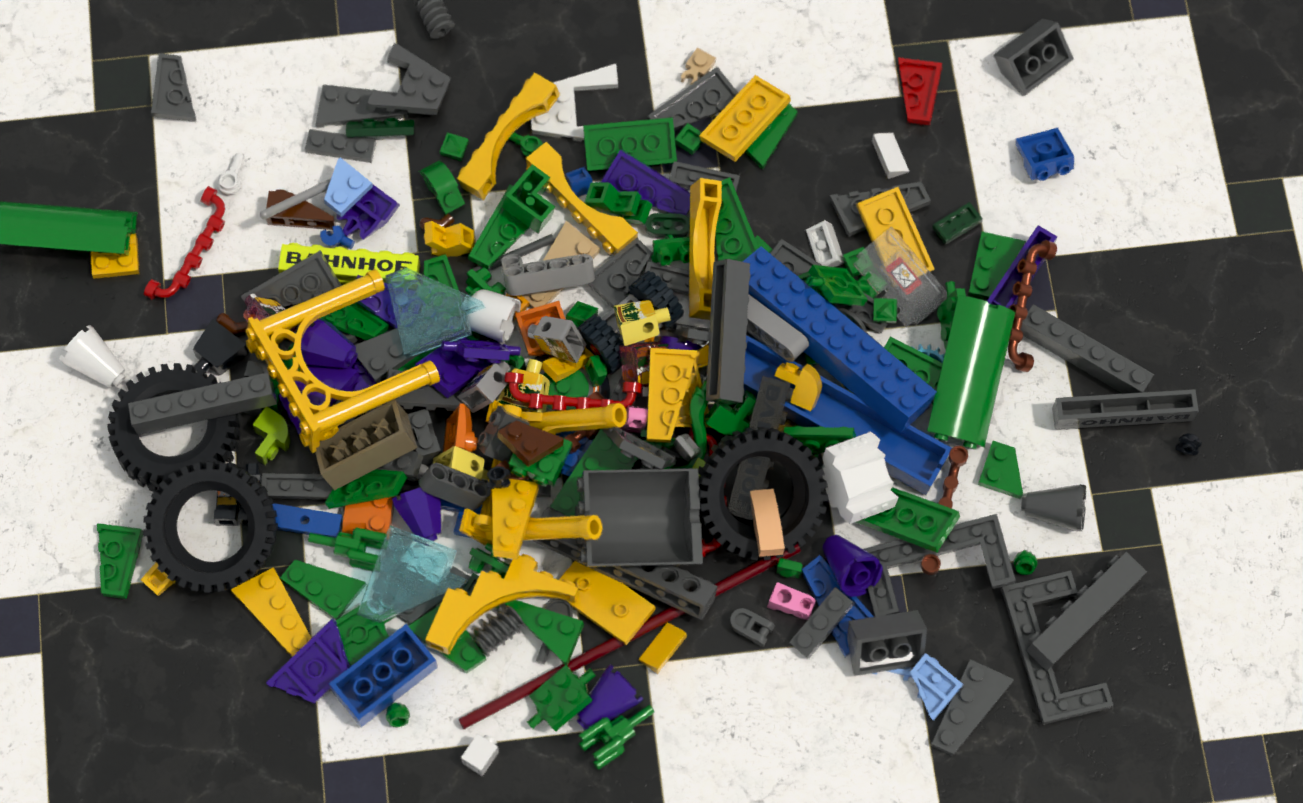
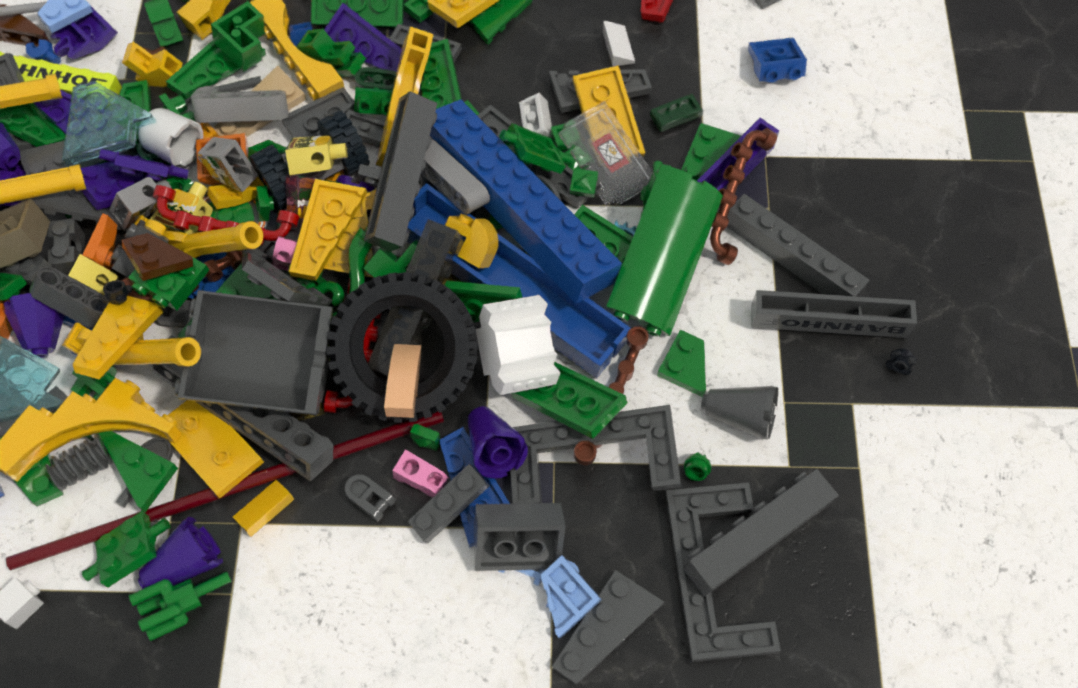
camera: 10 degrees right, 5 degrees down
(686, 447) = (335, 287): light grey slope -> none

